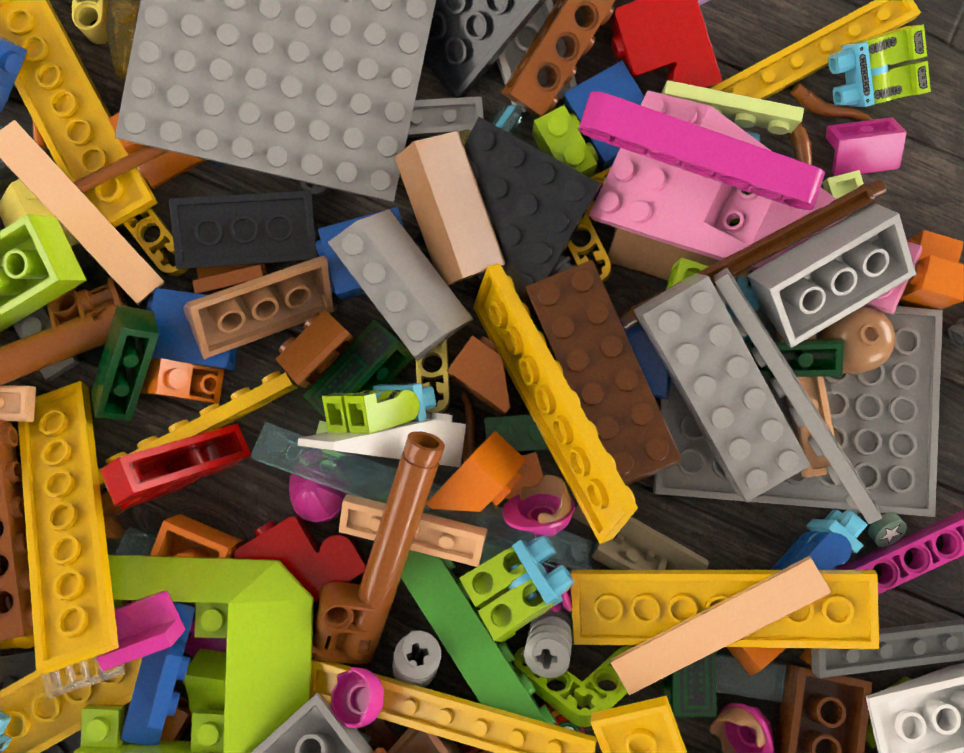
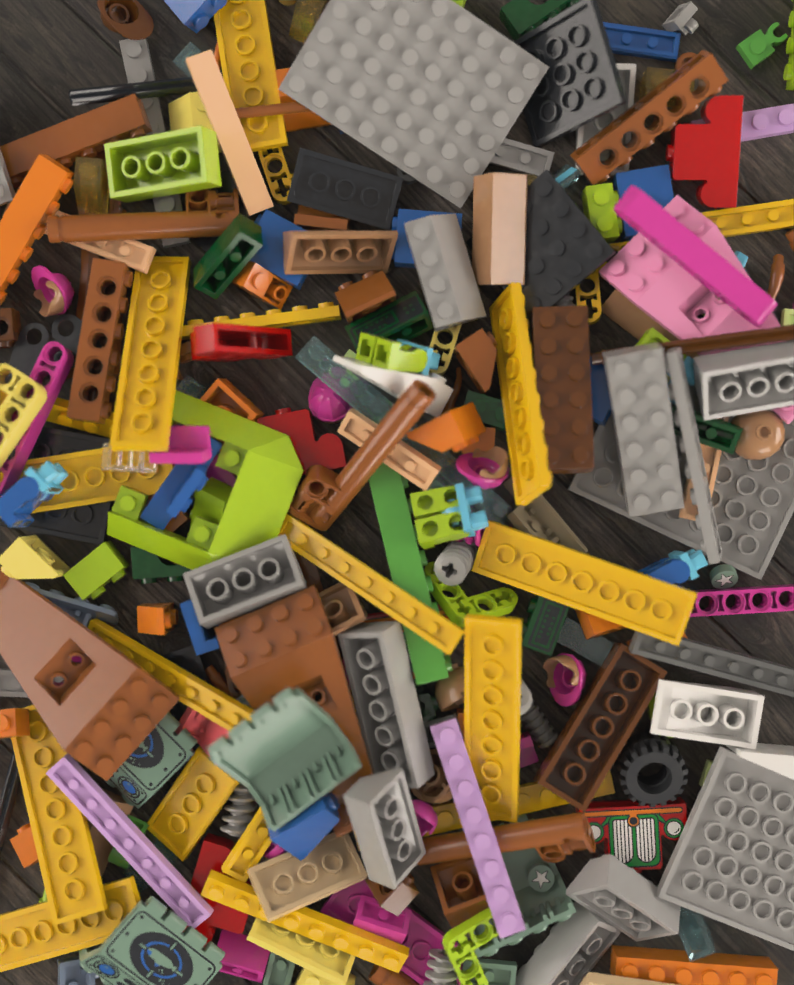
camera: 20 degrees right, 5 degrees up
(357, 697) = (311, 547): dark pink hair -> none
(425, 650) = (360, 538): light grey piece -> none
(720, 625) = (577, 591): light nougat tile -> none
(741, 109) = (742, 235): yellowish green plate -> none

